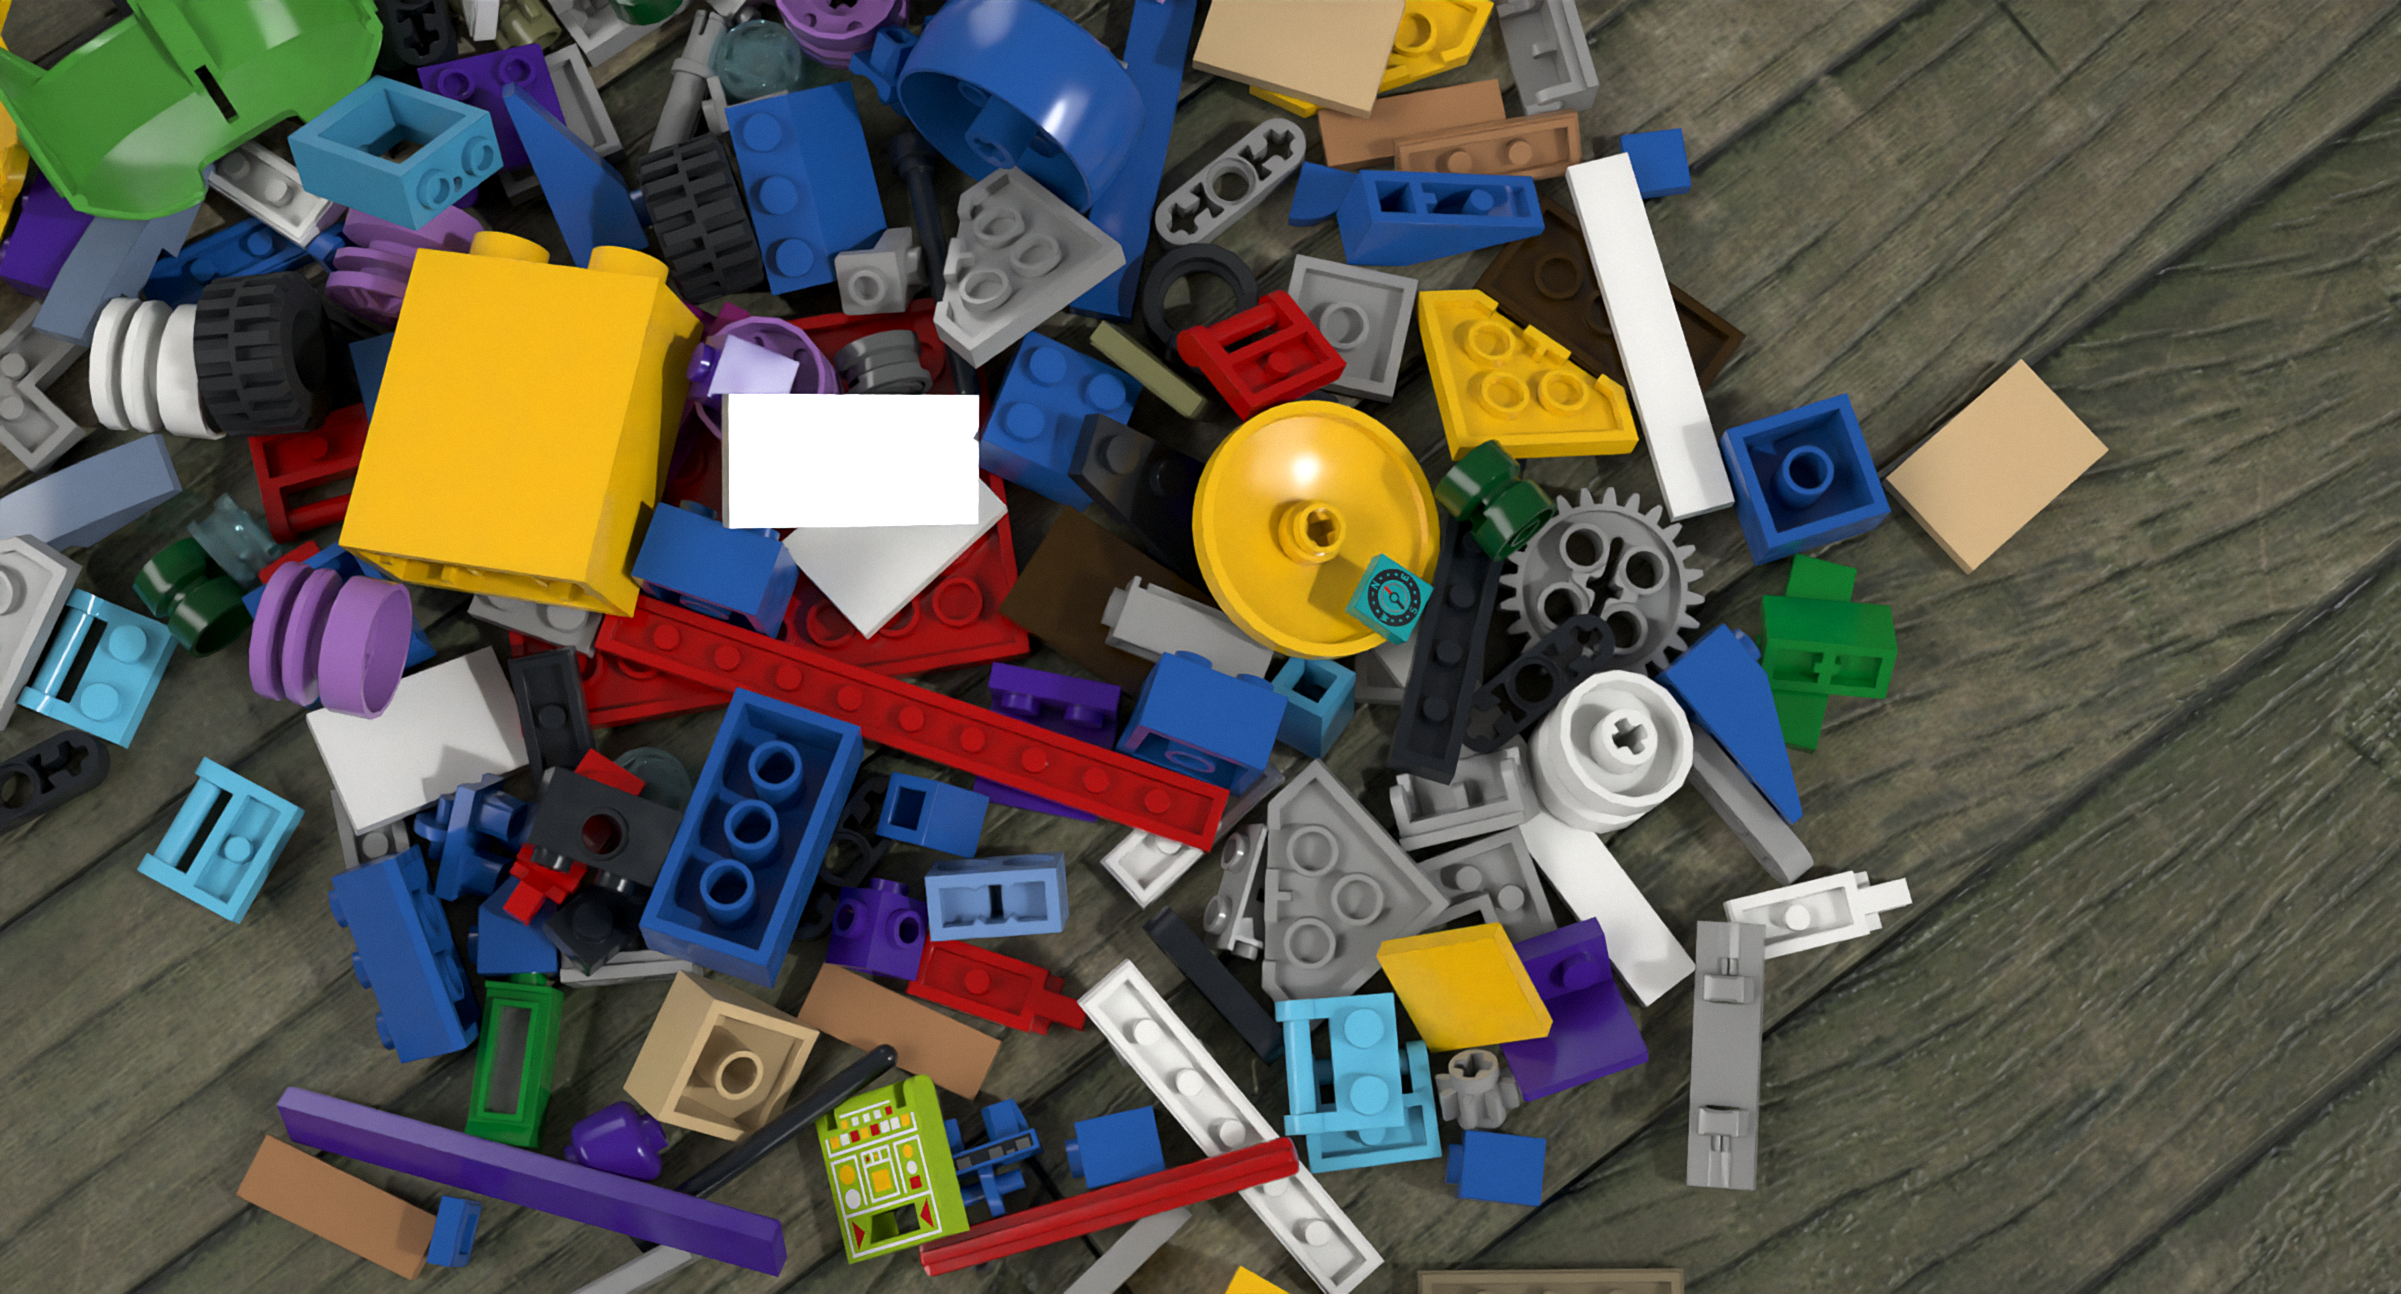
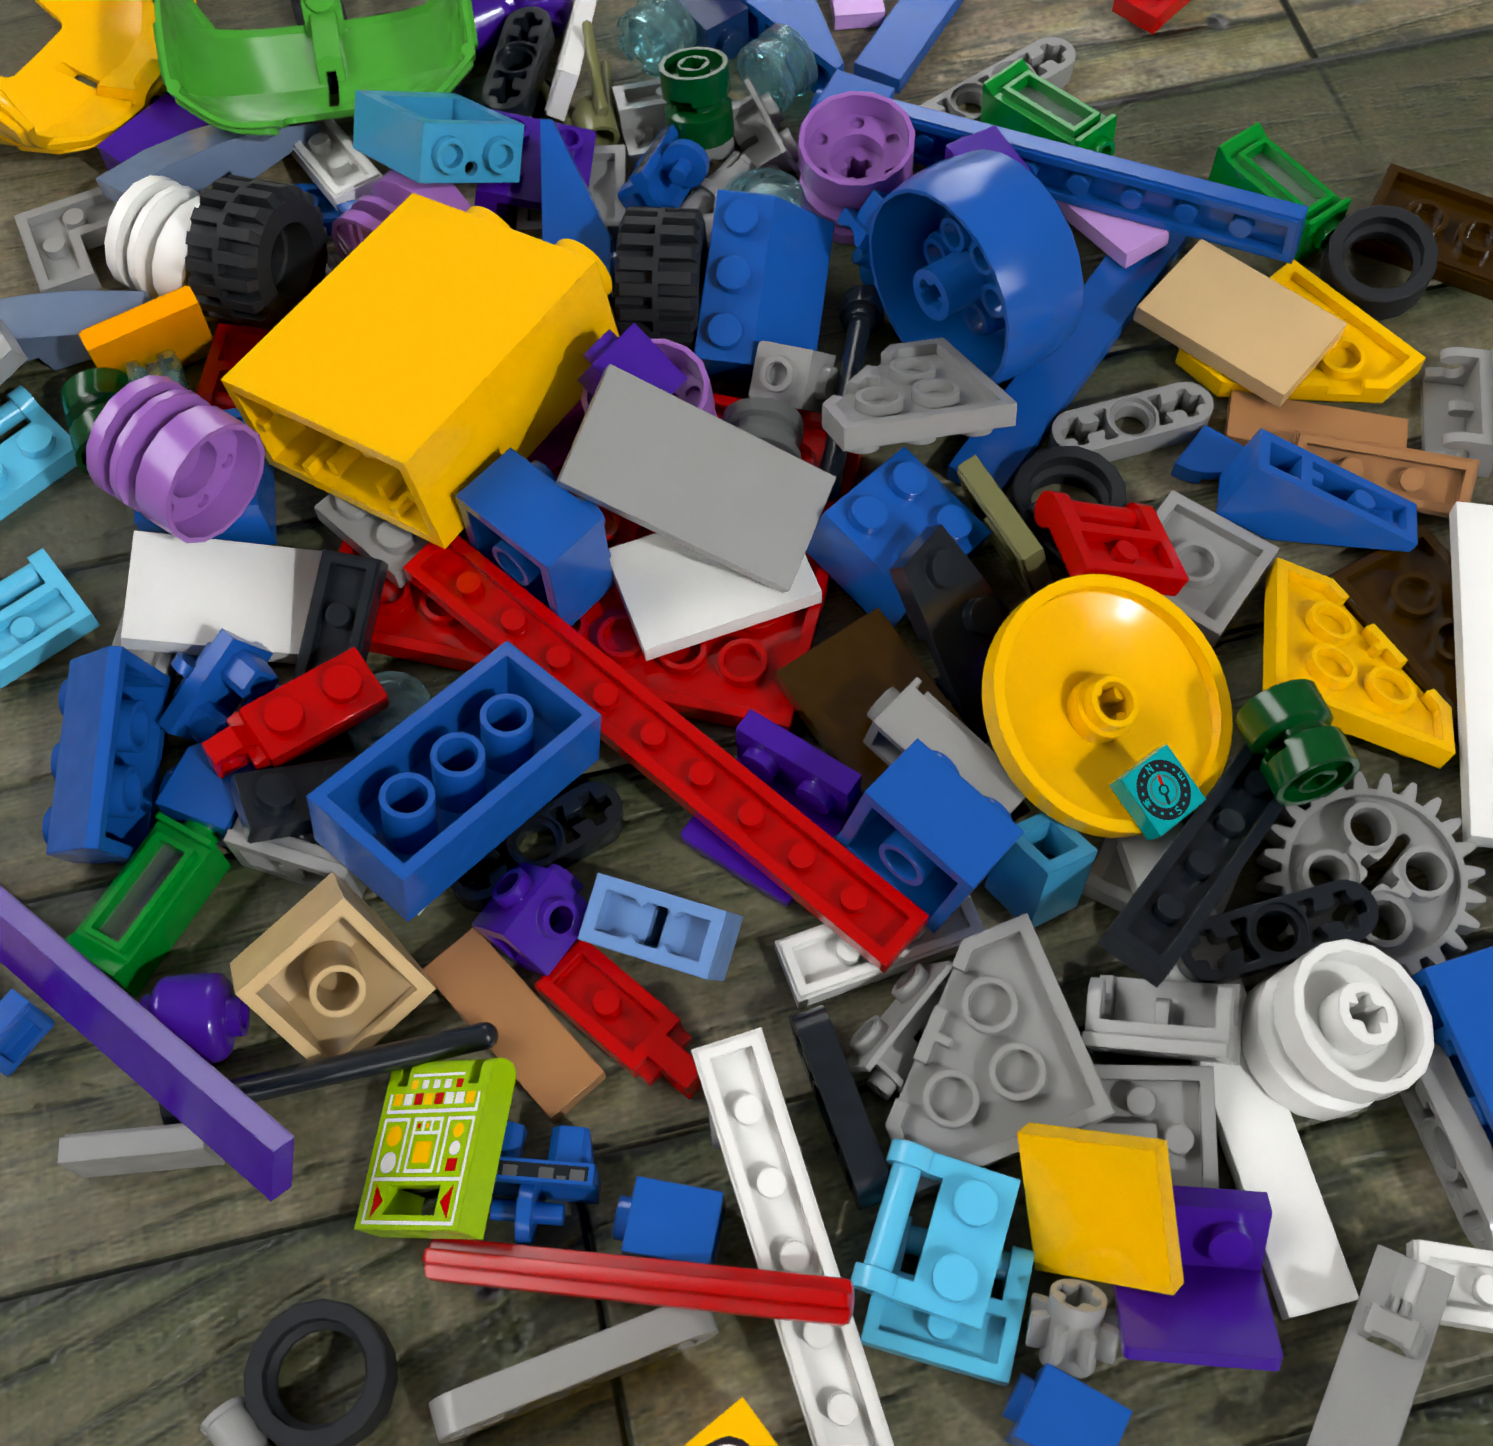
camera: 25 degrees right, 15 degrees down
(195, 491) = (150, 328): none -> light orange tile
(639, 830) = (308, 667): black brick -> none
(640, 74) = (665, 172): none -> blue hips
(932, 815) = (634, 830): blue brick -> none

